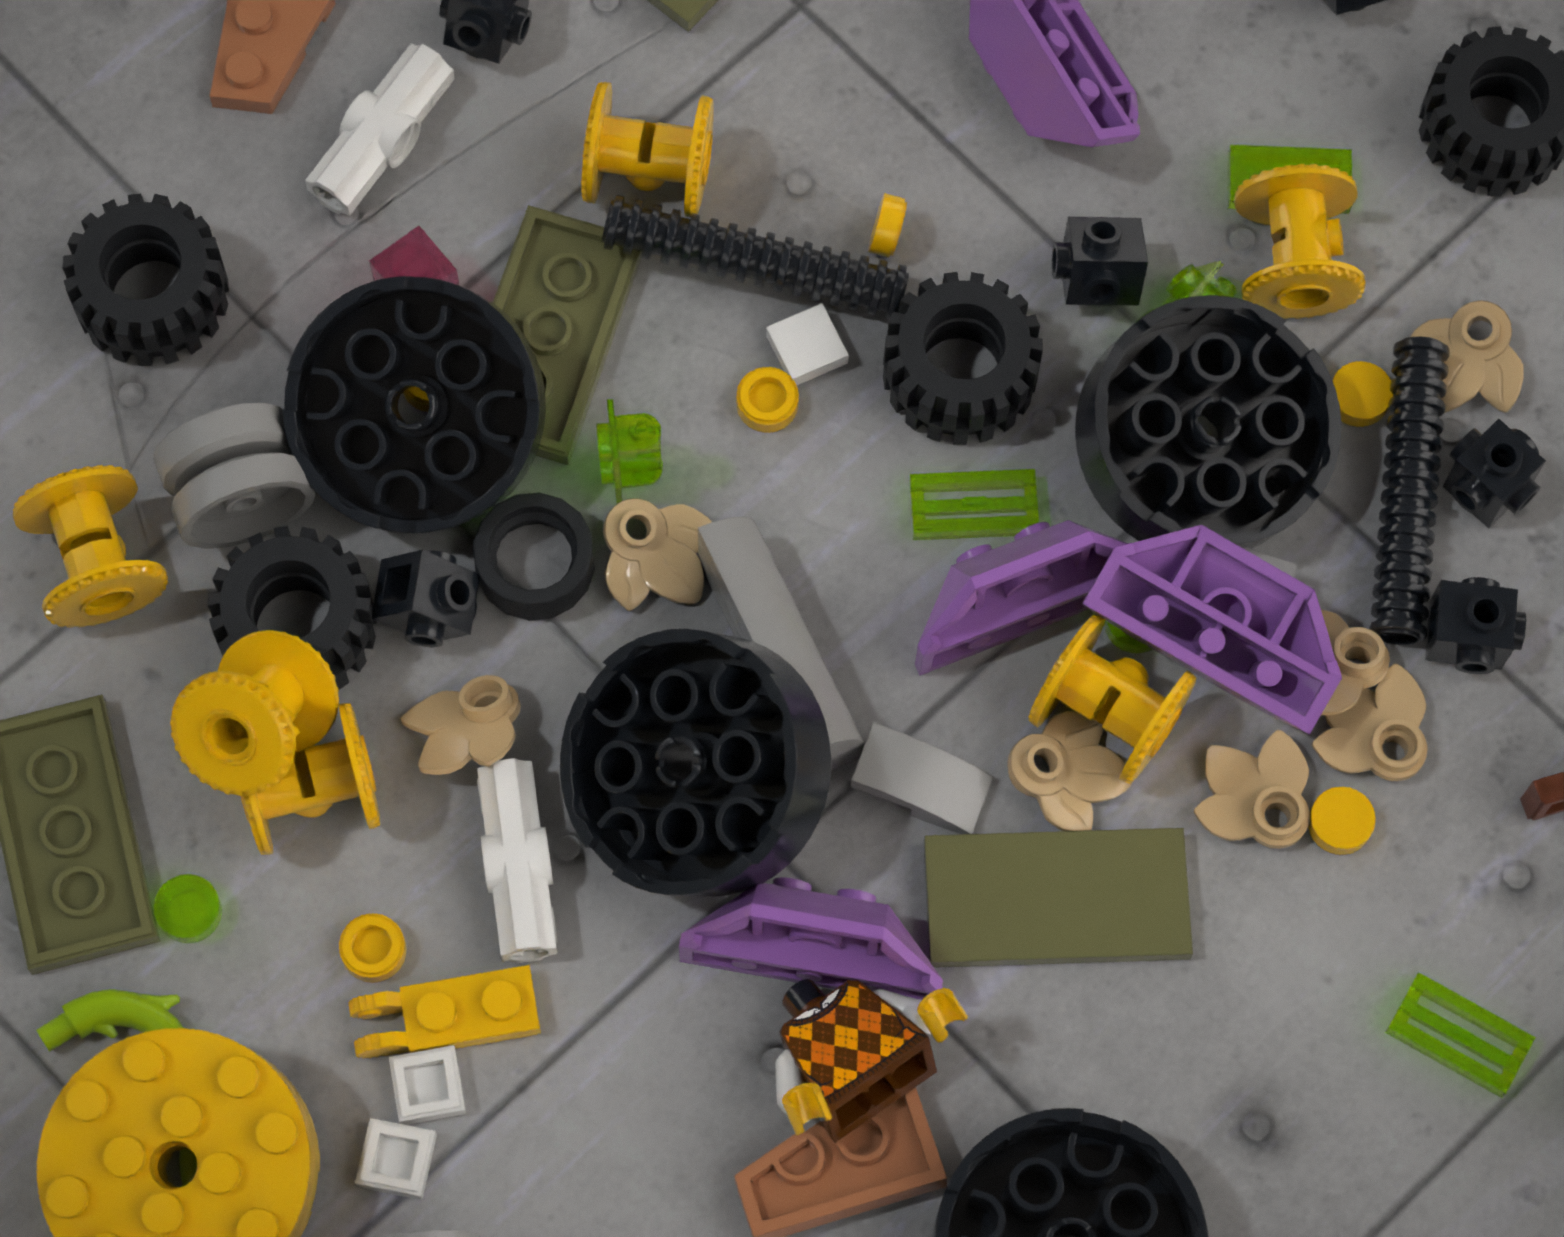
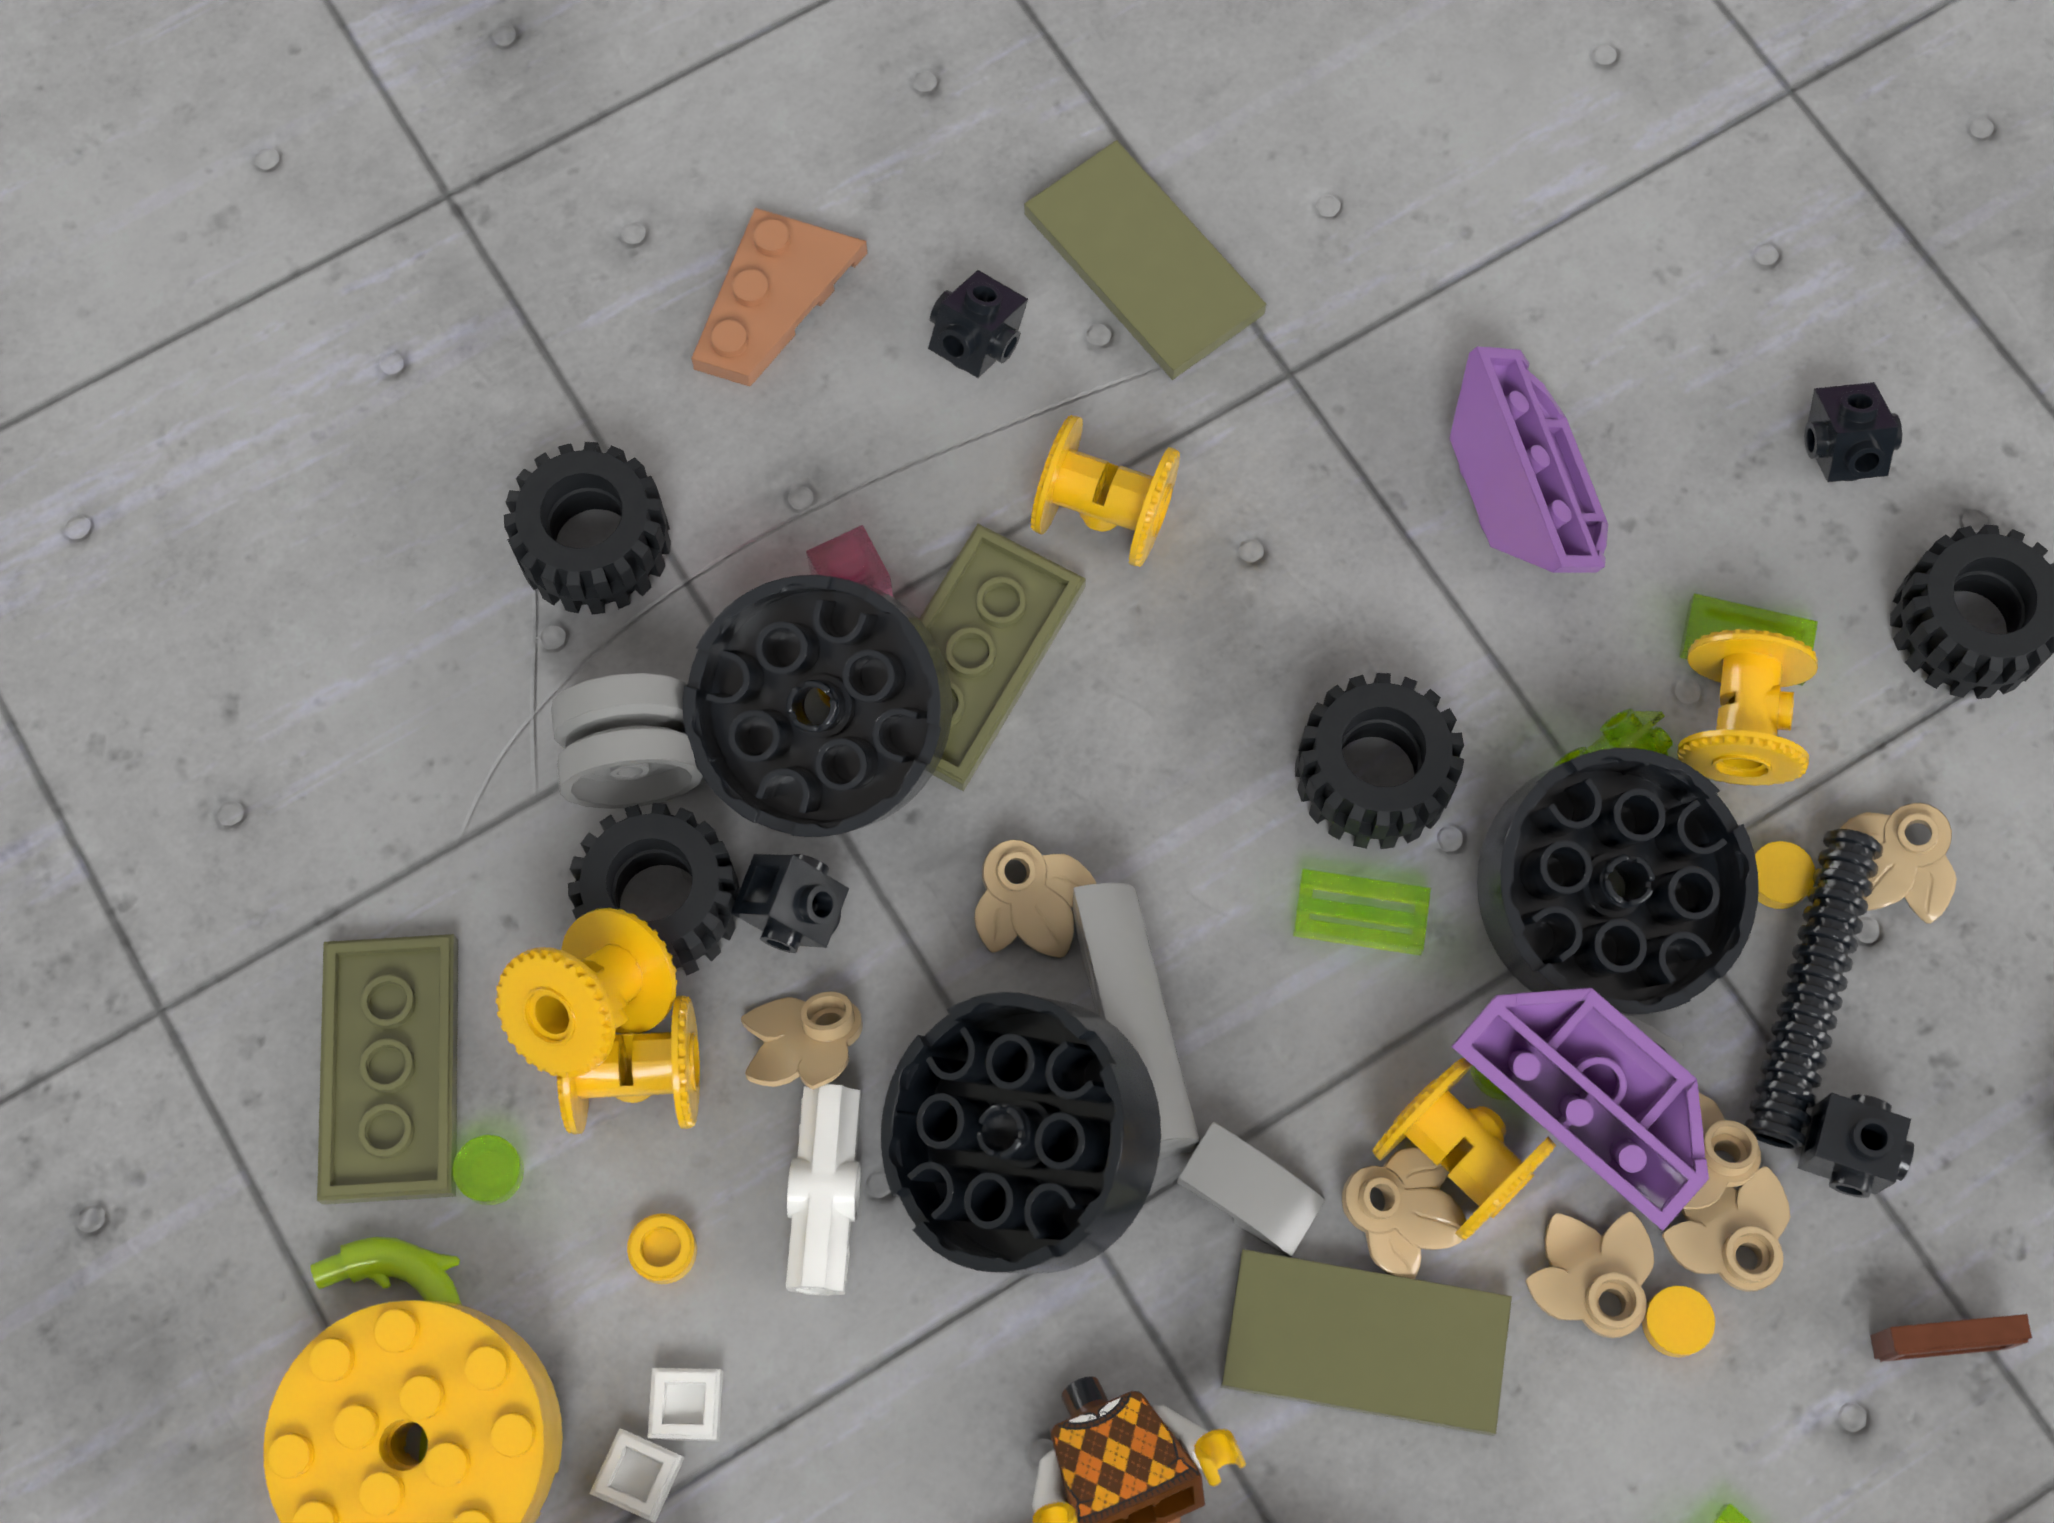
camera: 15 degrees right, 0 degrees up
(79, 513) = (471, 784): yellow hose -> none
(380, 129) = (848, 421): white piece -> none
(451, 1012) = (727, 1334): yellow hinge -> none
(531, 510) = (896, 832): black tyre -> none
(629, 450) = (1022, 792): clear neon green hinge -> none
(754, 257) = (1190, 618): black piece -> none
(767, 399) = (1174, 763): yellow tile -> none
(807, 344) = (1225, 716): white tile -> none
(811, 935) = (1107, 1336): medium lavender wedge -> none
(887, 225) = (1330, 611): yellow tile -> none
(1012, 590) = (1385, 1010): medium lavender wedge -> none
(1101, 261) = (1540, 688): black brick -> none
(1494, 472) = (1907, 986): black brick -> none

